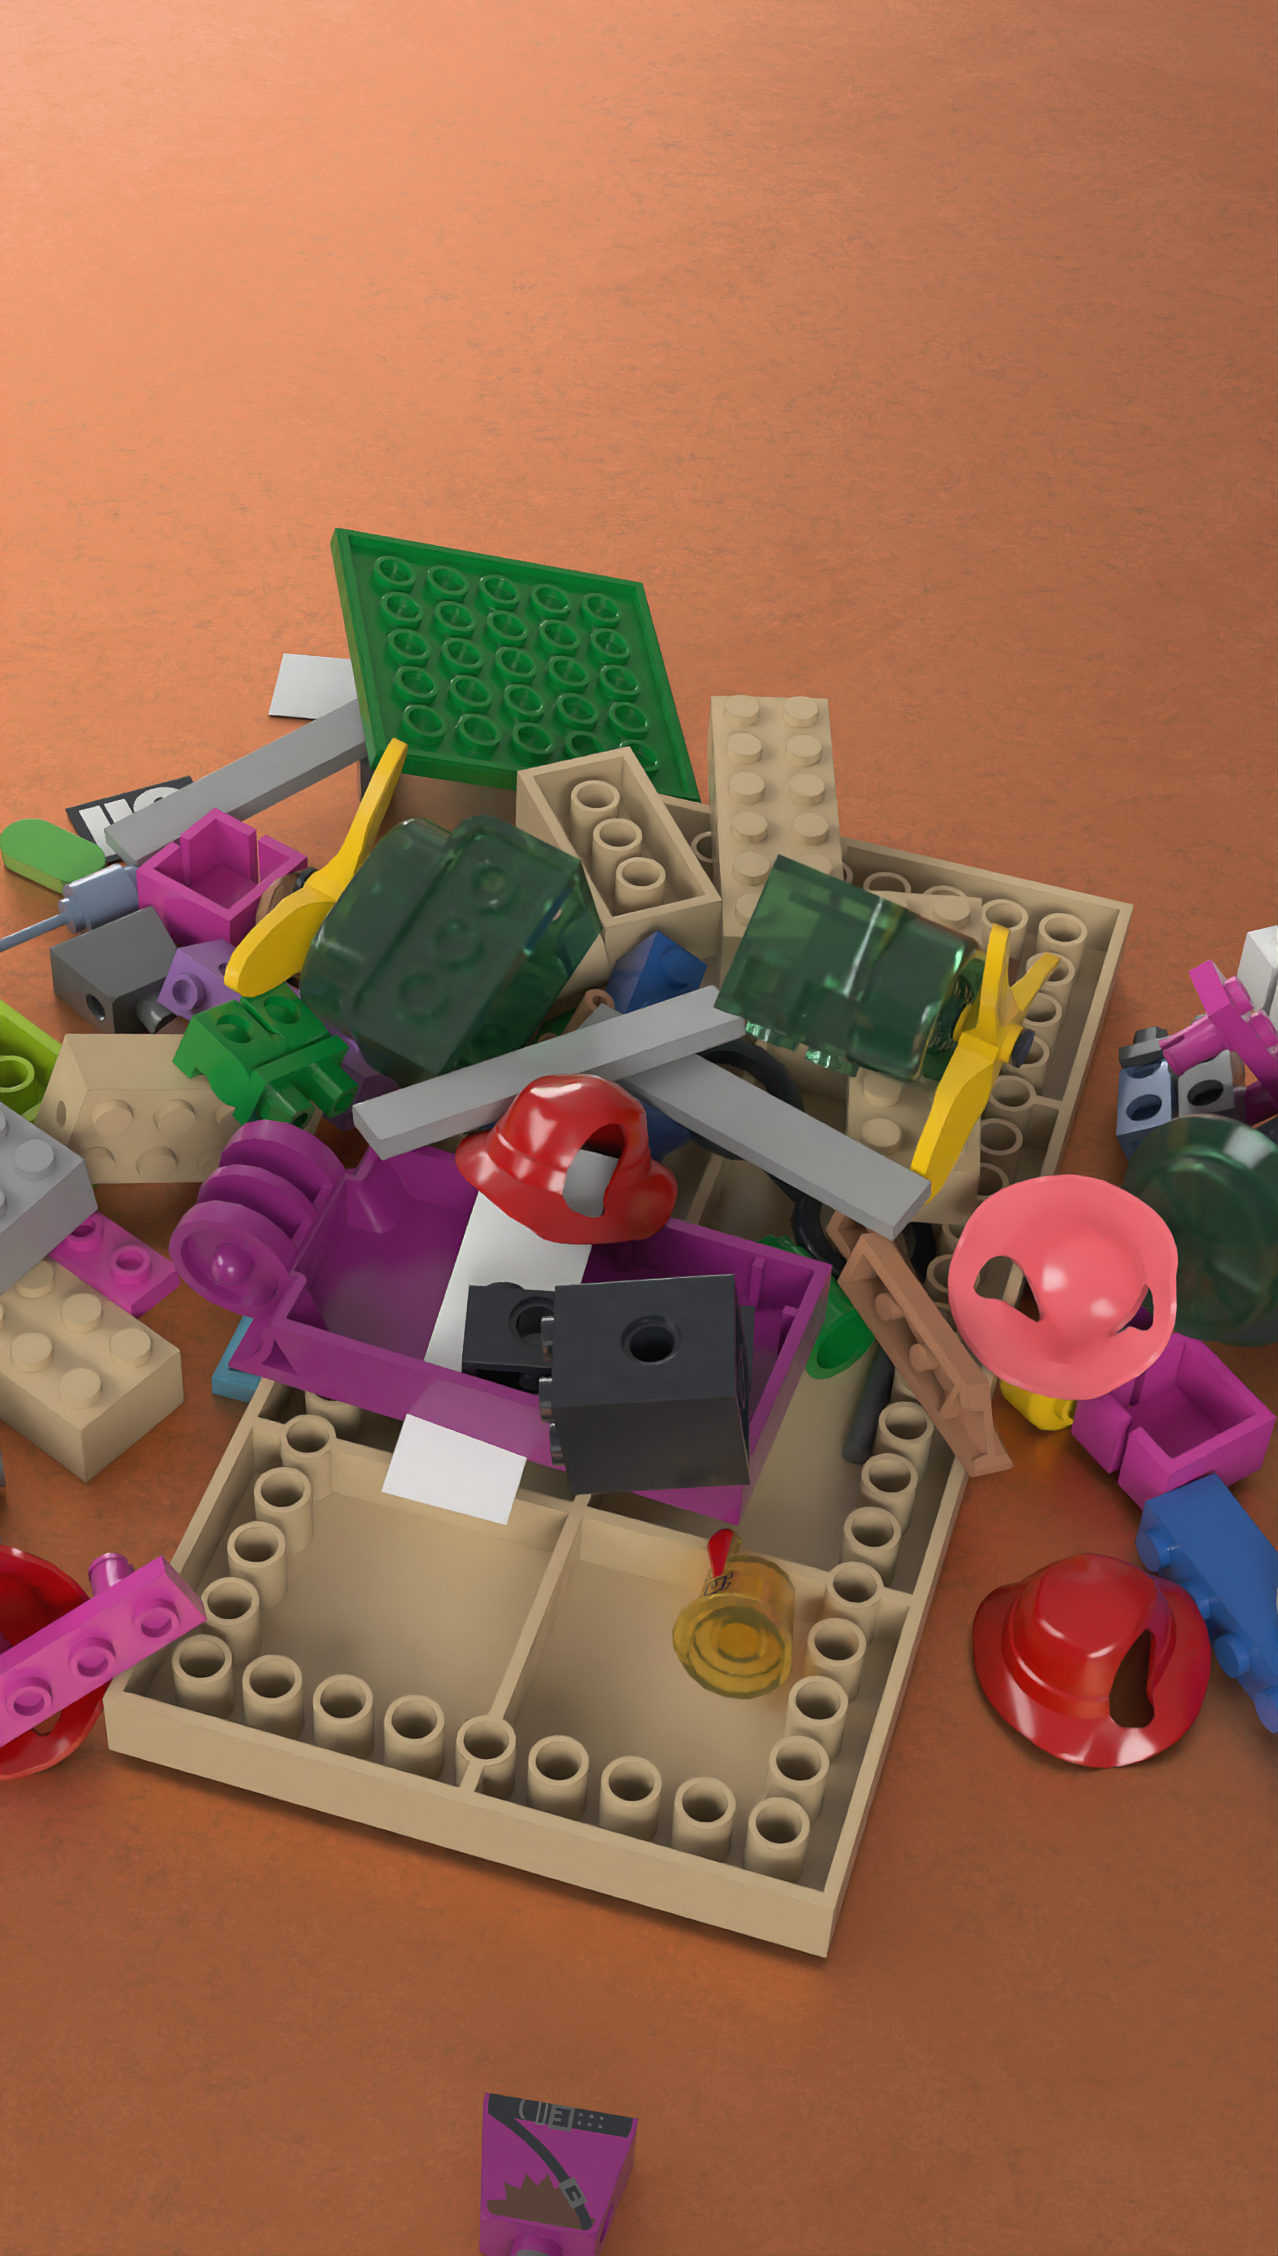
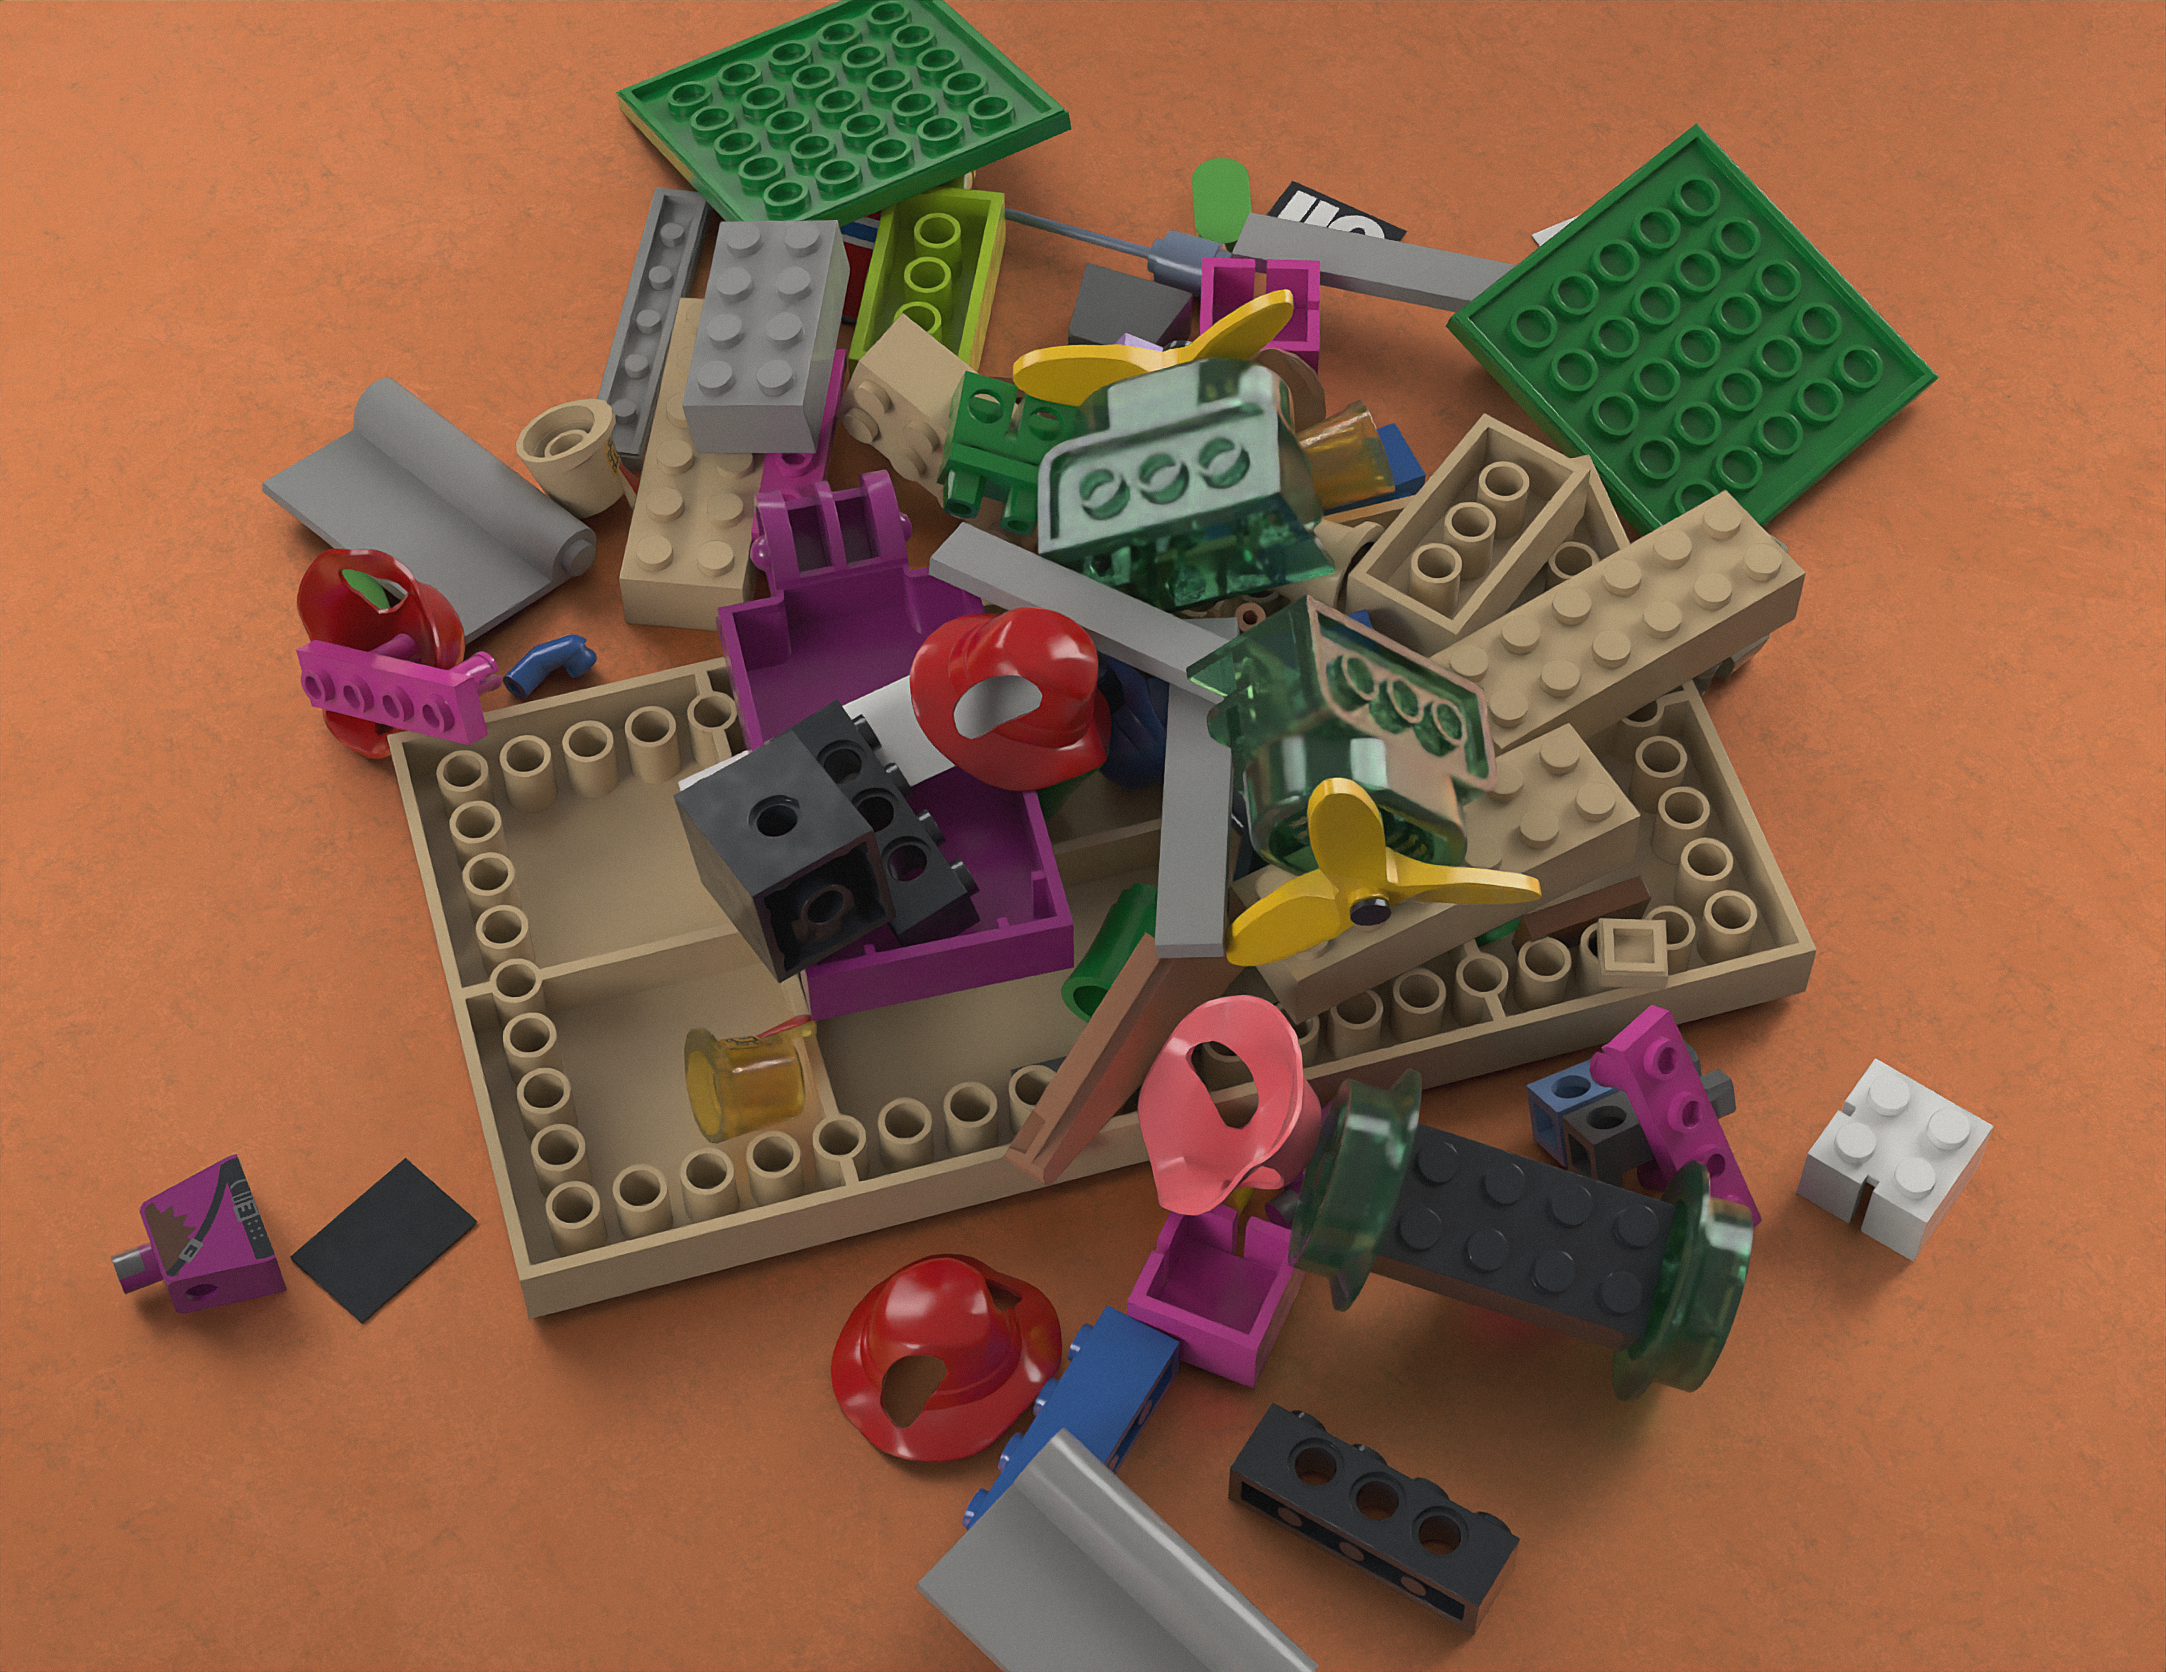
camera: 60 degrees right, 10 degrees up
(90, 1537) = (544, 659): none -> blue arm
(639, 2039) = (383, 1240): none -> black sticker
(1069, 998) = (1632, 953): none -> tan tile

